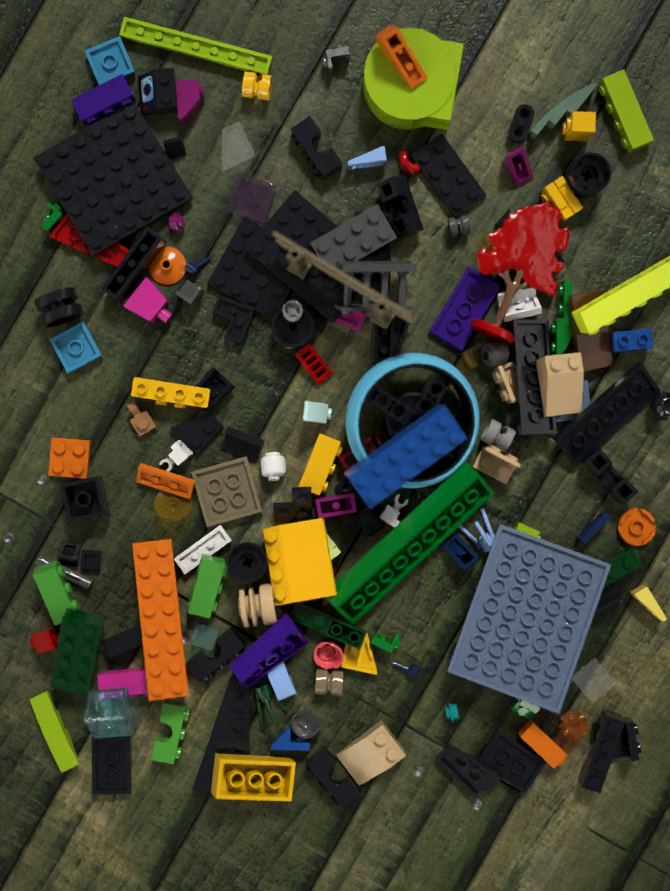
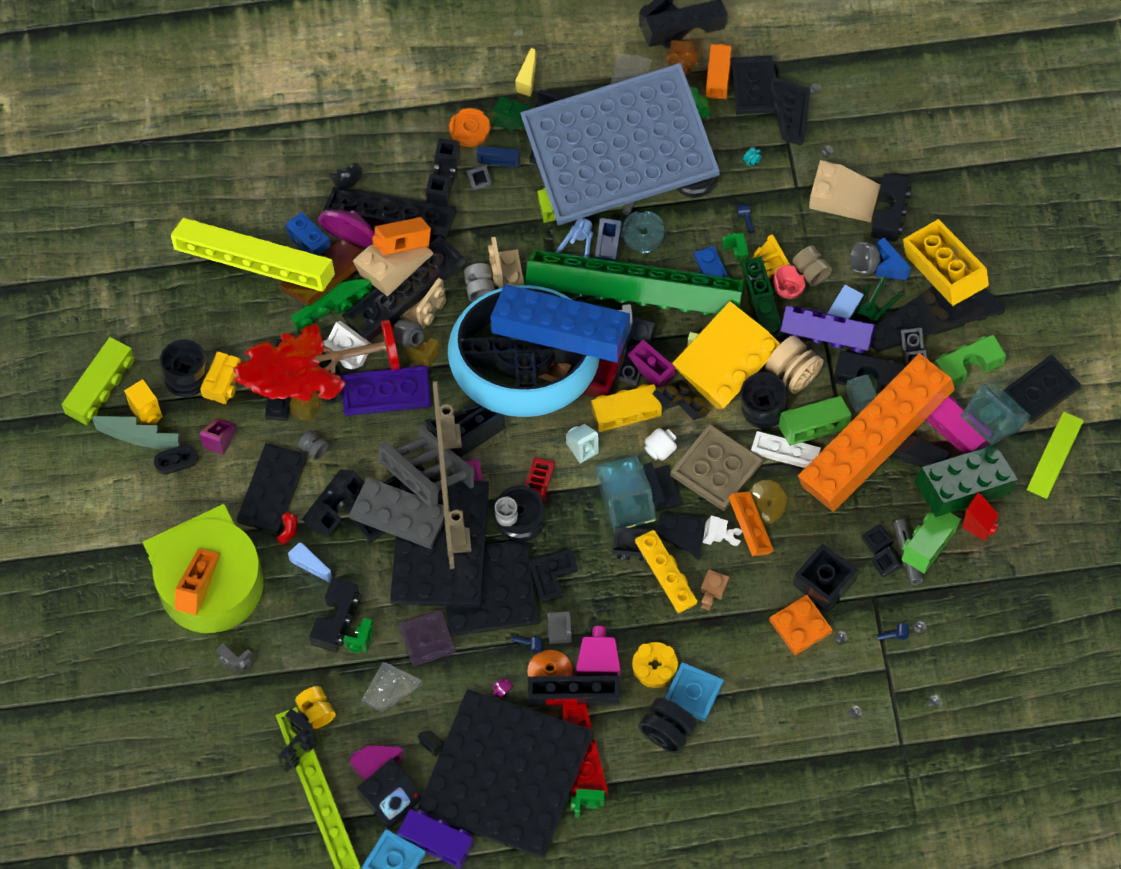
camera: 125 degrees left, 25 degrees down
(11, 521) = (902, 633): none -> dark blue hand
(127, 338) = (664, 673): none -> yellow plate
(210, 699) = (911, 344): none -> black slope
(239, 58) = (302, 742): none -> black bracket
(255, 413) = (625, 492): none -> clear light blue slope
(287, 158) = (362, 637): none -> green bracket
(387, 612) = (709, 262): none -> blue plate
(460, 591) = (645, 242): none -> clear light blue plate
(572, 400) = (401, 236): none -> orange brick
(589, 502) = (478, 177): none -> black slope
(612, 373) = (347, 226): none -> magenta dish

